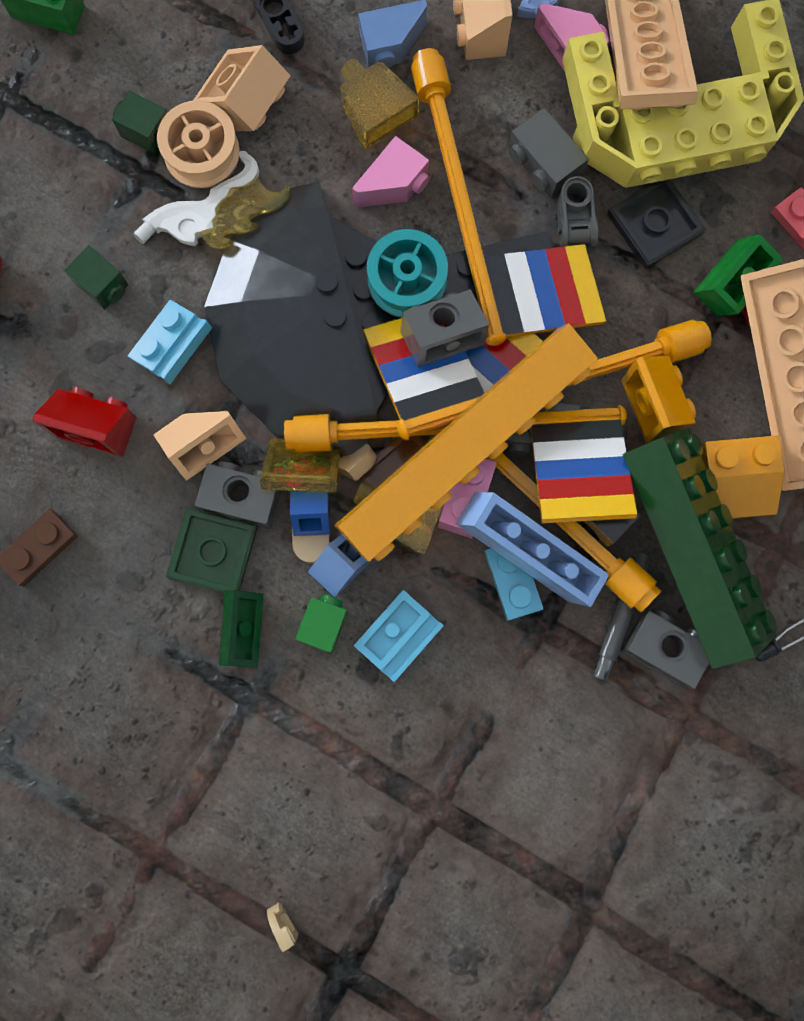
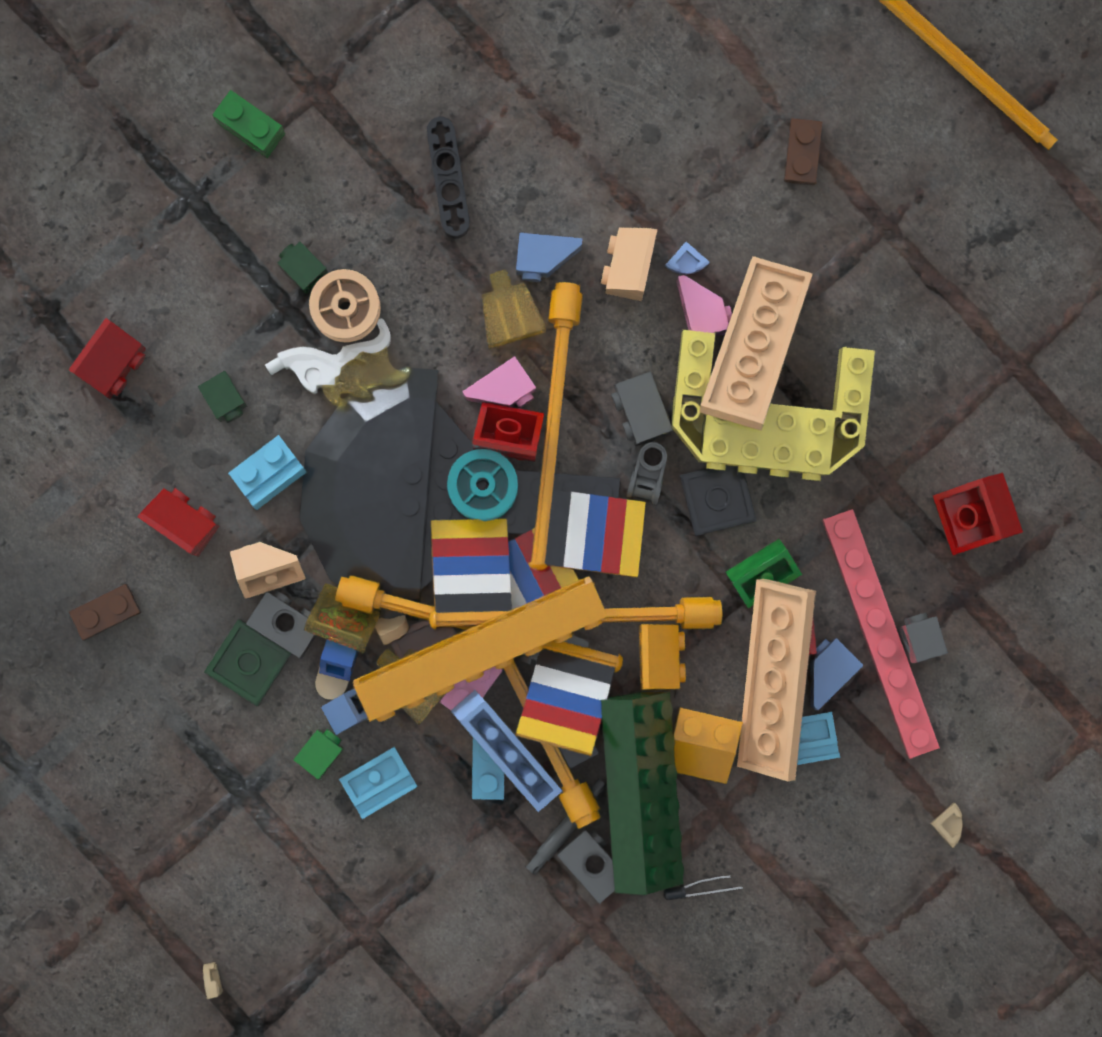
camera: 15 degrees right, 5 degrees up
(241, 629) = (252, 735): dark green plate -> none
(245, 86) = (397, 263): light nougat slope -> none
(418, 209) = (508, 431): none -> red slope
(432, 342) = (481, 554): dark grey brick -> none

